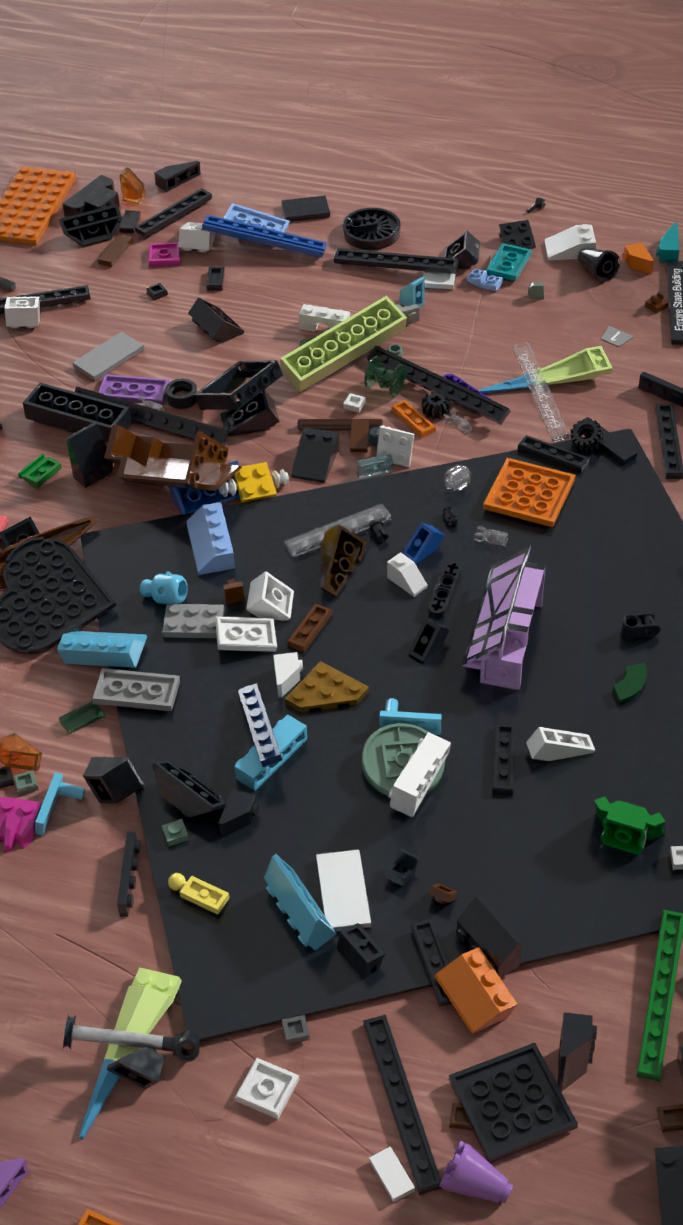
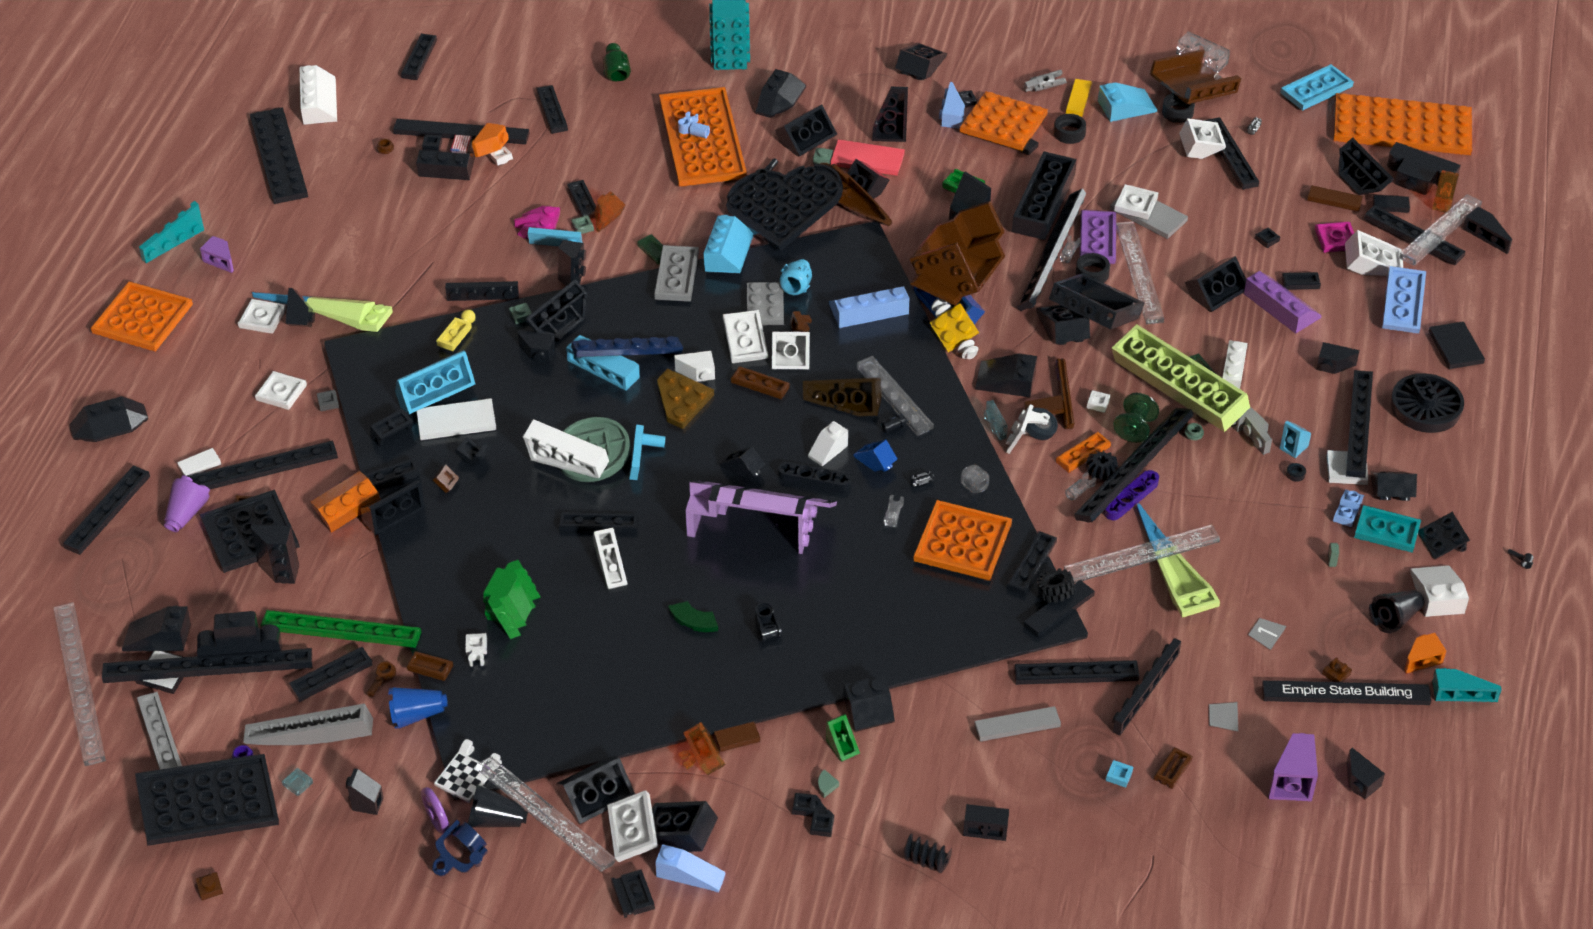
camera: 85 degrees right, 0 degrees up
(100, 356) = (1136, 201): none -> white plate
(125, 1122) = (262, 316): none -> white tile
(132, 1039) = (315, 333): piece -> none
(180, 197) = (1439, 230): none -> clear tile
(180, 368) = (1139, 272): none -> clear tile
(244, 289) = (1280, 302): none -> medium lavender slope
(264, 236) = (1373, 306): blue plate -> none
(317, 267) = (1336, 358): none -> black slope
(442, 303) = (1296, 472): none -> black tile

